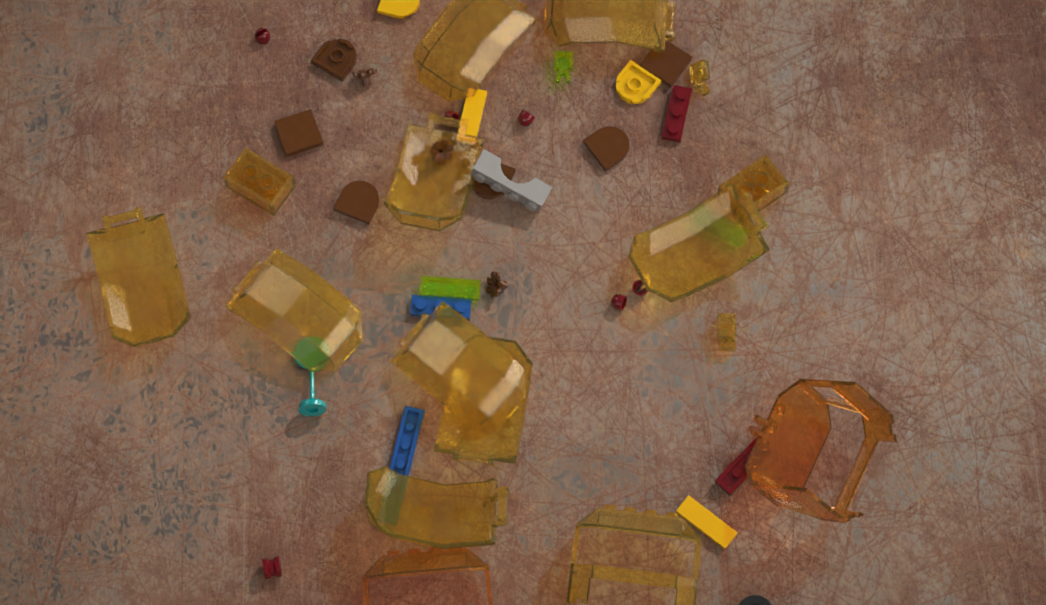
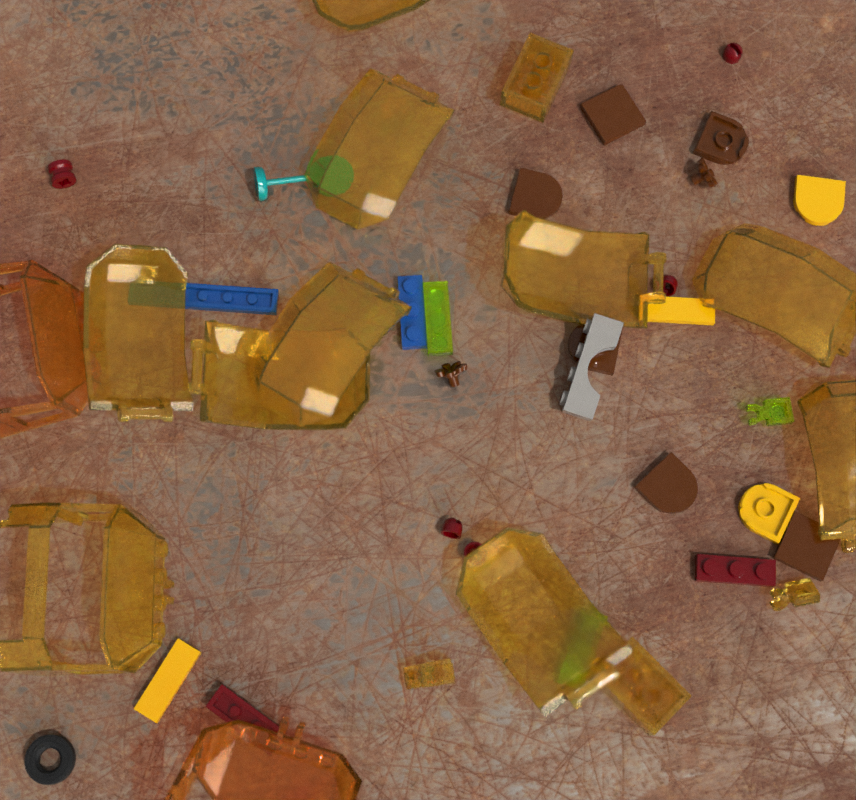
camera: 80 degrees right, 5 degrees up
(441, 151) = (616, 277): reddish brown plant -> none
(525, 118) = (686, 375): dark red hinge -> none

